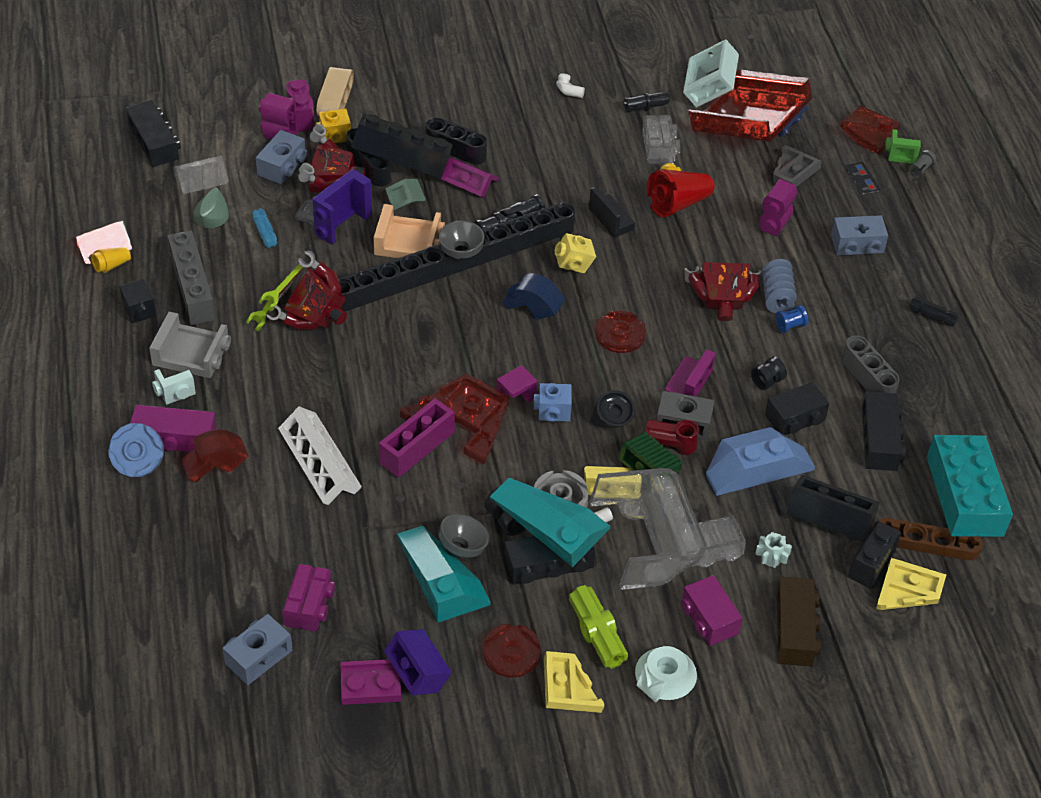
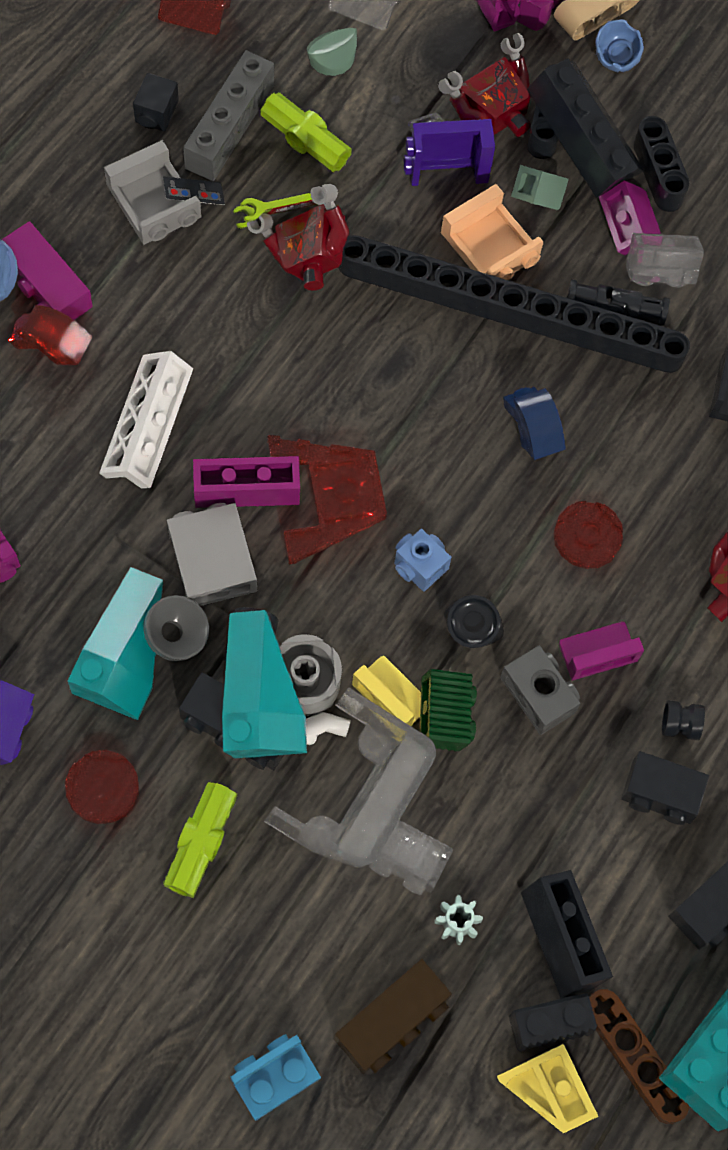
camera: 40 degrees right, 20 degrees up
(110, 258) = (180, 31): yellow cone -> none
(174, 387) = (92, 230): light aqua bracket -> none
(210, 328) = (184, 189): none -> black sticker
(244, 256) = (306, 132): none -> lime piece
(264, 228) = (362, 113): dark azure axle -> none
(281, 157) = (472, 30): sand blue brick -> none
(336, 124) = (548, 44): yellow brick -> none
(370, 101) = (619, 46): none -> medium blue hair
(438, 485) = (212, 554): none -> light grey panel
(464, 234) = (520, 282): dark grey piece -> none
(511, 179) = (664, 259): none -> clear brick
(518, 382) = (408, 506): magenta panel -> none
(568, 685) = (109, 872): light yellow wing -> none
(575, 253) = (633, 403): light yellow brick -> none
(665, 673) = (209, 948): light aqua piece -> none
(681, 436) = (501, 697): dark red piece -> none
(711, 610) = (322, 926): magenta brick -> none
(755, 460) = (560, 805): medium blue wedge -> none
(773, 704) = (275, 1076): none -> dark azure bracket

